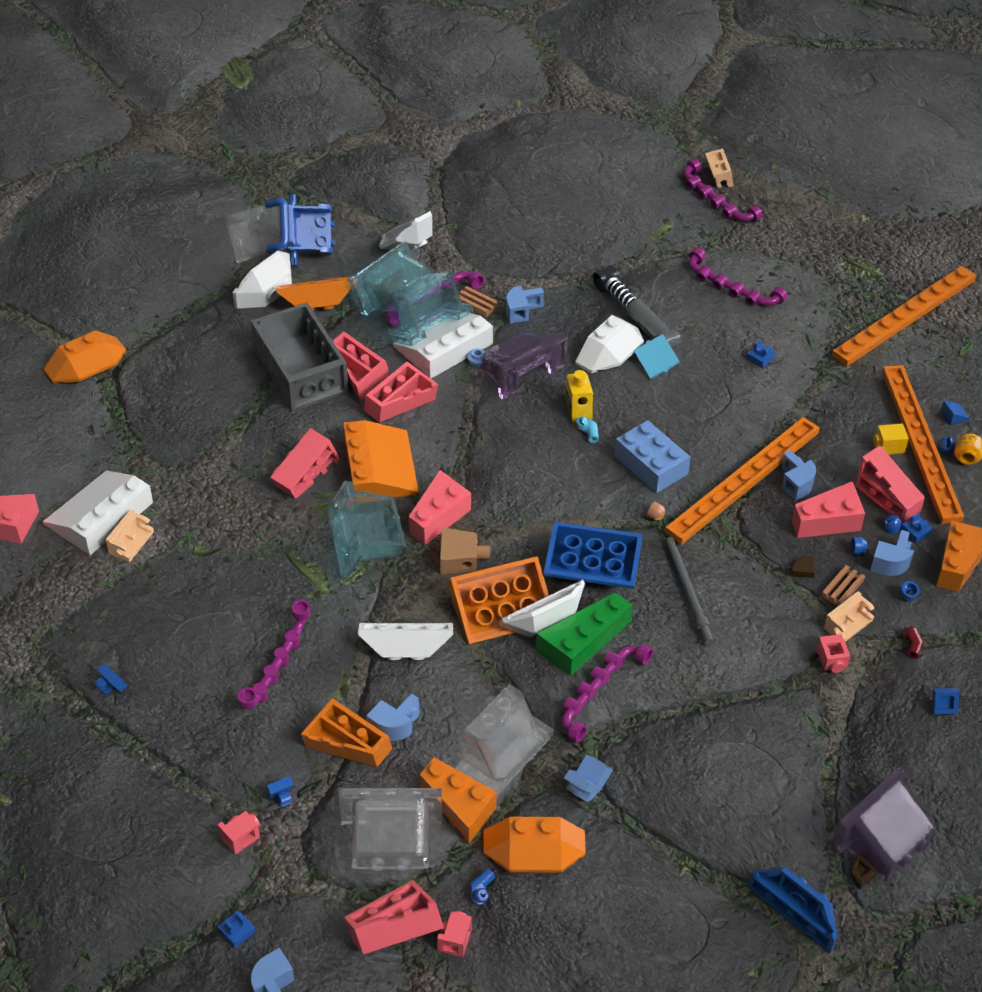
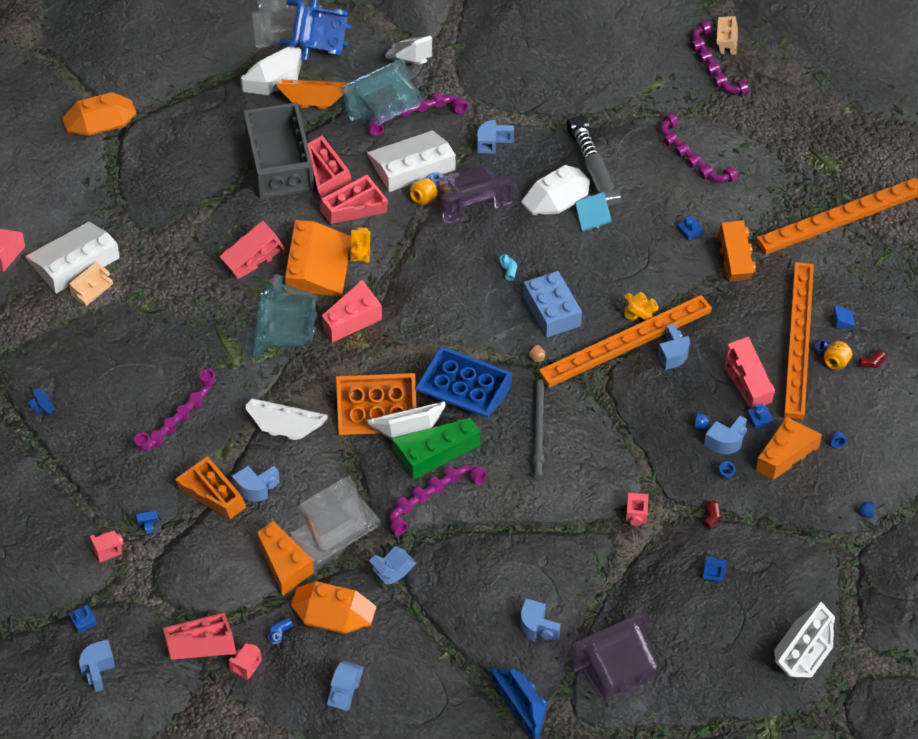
camera: 15 degrees right, 5 degrees up
(390, 825) = (223, 567): clear windscreen -> none
(423, 435) = (360, 245): none -> light orange hips
(425, 305) = (402, 124): clear light blue windscreen -> none
(460, 551) = (357, 355): medium nougat torso -> none
(469, 369) = (423, 191): none -> light orange head
(478, 299) = (457, 124): nougat tile -> none
(576, 387) = (508, 229): yellow torso -> none
(585, 935) = (343, 684): none -> medium blue brick
(746, 440) = (639, 306): none -> light orange hips
(773, 810) = (534, 623): none -> medium blue brick
(804, 567) = (646, 430): dark brown tile -> none
(820, 366) = (736, 250): none -> orange wedge
(829, 513) = (686, 387): coral wedge -> none
(849, 617) = (664, 482): light nougat hinge -> none
(850, 575) = (675, 447): nougat tile -> none
(862, 871) = (586, 689): dark brown tile -> none
(891, 438) = (771, 331): yellow brick -> none
(892, 524) = (740, 408): blue hinge -> none

